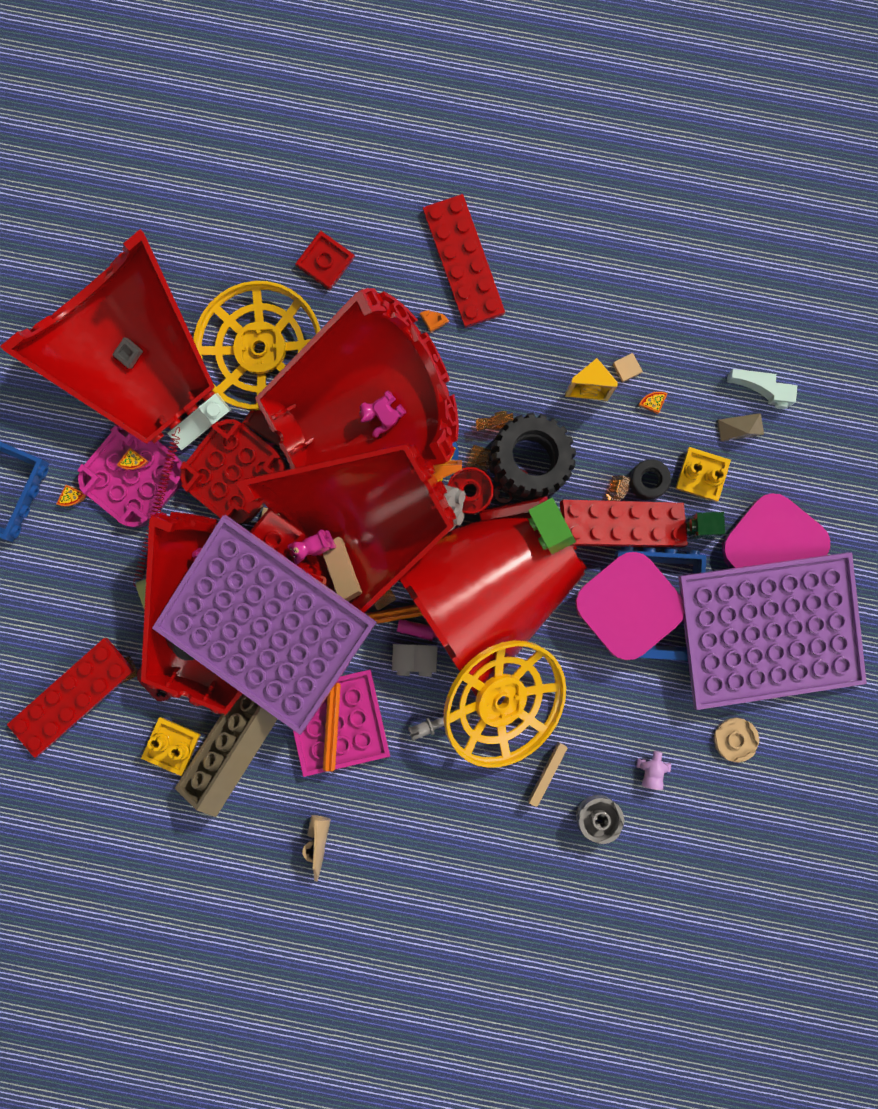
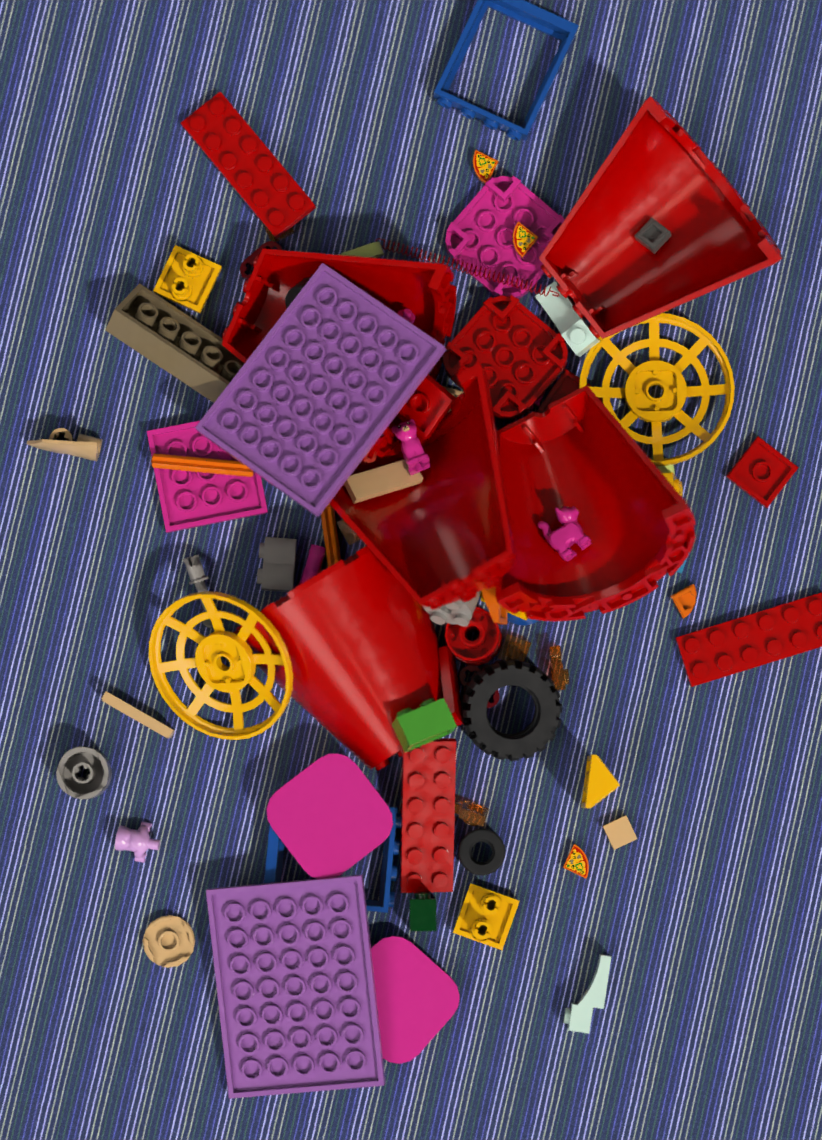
camera: 90 degrees right, 0 degrees up
(740, 427) = (543, 967): dark tan slope -> none

